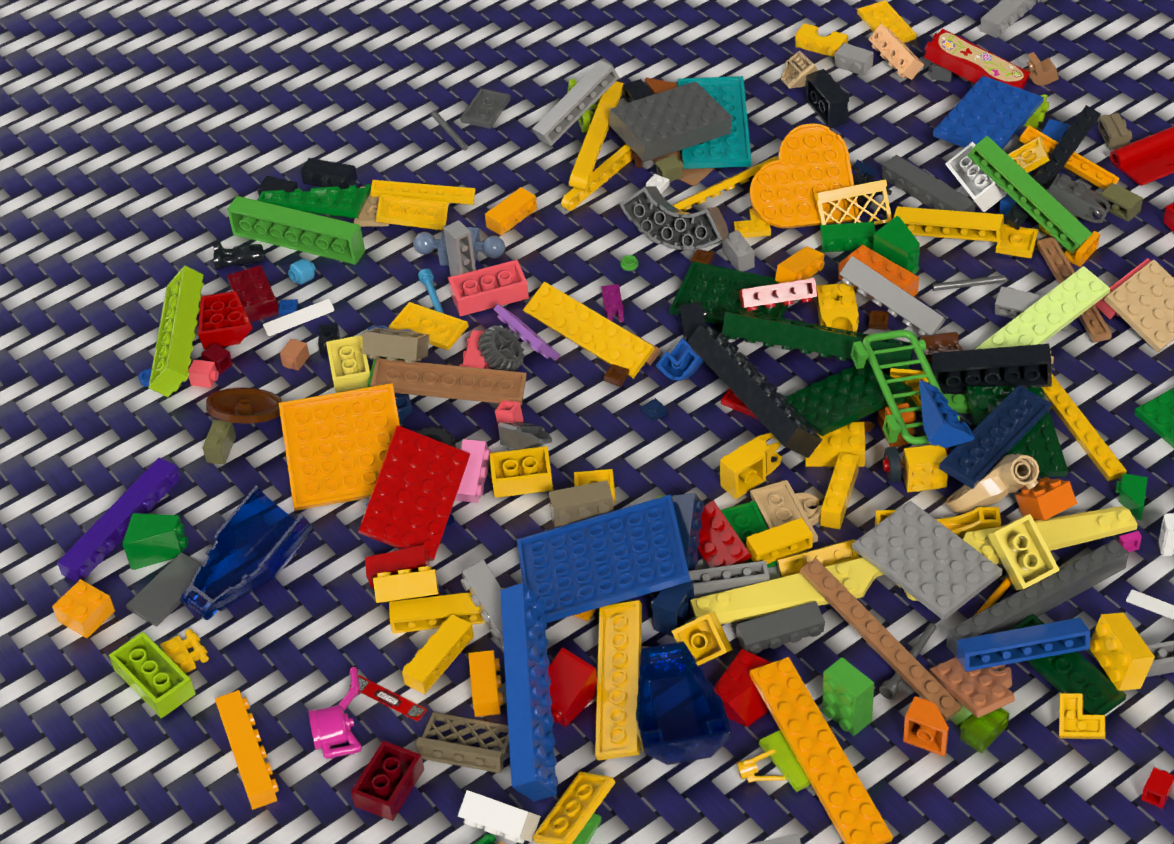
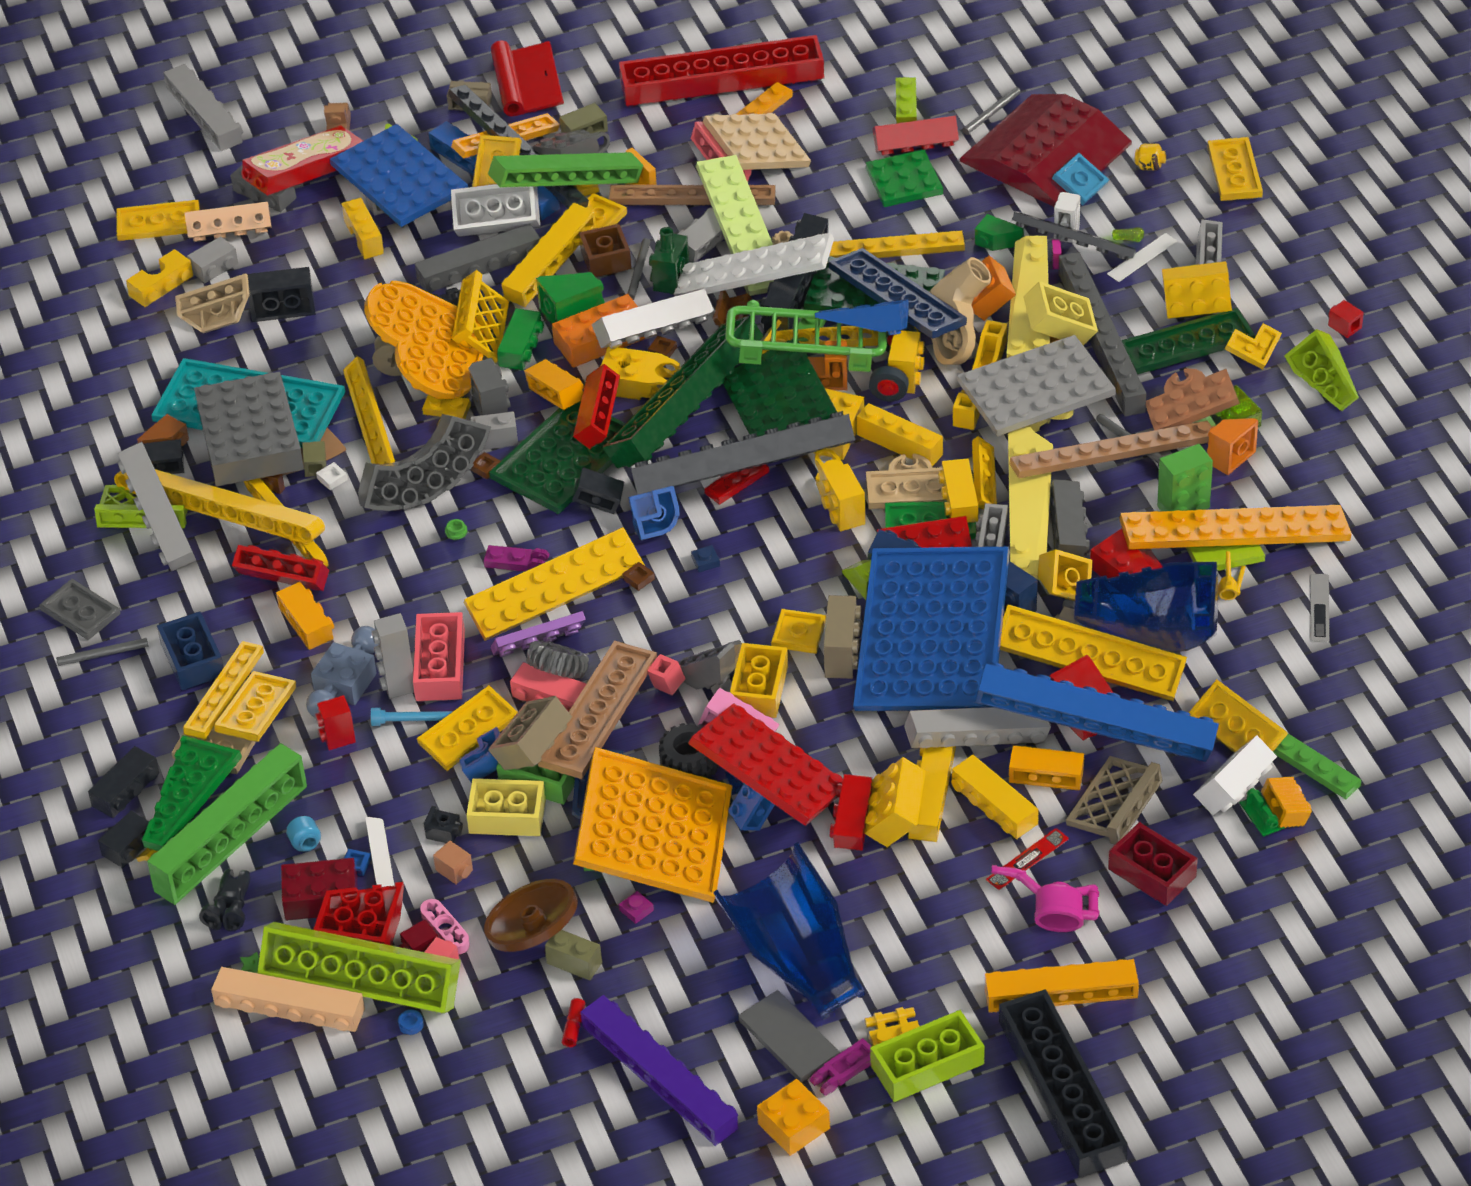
camera: 75 degrees left, 0 degrees up
(136, 770) = (1063, 1083): none -> black brick
(140, 624) = (843, 1067): none -> magenta hinge
(150, 308) = (288, 999): none -> light nougat brick
(153, 539) = (714, 1031): green slope -> none
(174, 459) = (573, 1022): none -> red piece
(228, 378) = (444, 916): none -> bright pink beam
(277, 467) = (636, 907): none -> magenta plate
(404, 253) = (335, 723): none -> red brick
(454, 164) = (190, 650): none -> dark blue brick
(548, 183) = (280, 567): none -> red brick
(775, 232) = (488, 388): none -> dark grey hinge
(916, 124) = (361, 223): none -> yellow arch
(970, 253) = (605, 250): none -> reddish brown brick
(972, 291) = (668, 260): none -> dark green brick
(978, 336) = (756, 265): none -> white plate
(1023, 644) = (1164, 351): blue brick -> none
(1083, 778) = (1323, 368): none -> lime wedge
(1153, 545) = (1082, 238): none -> black plate

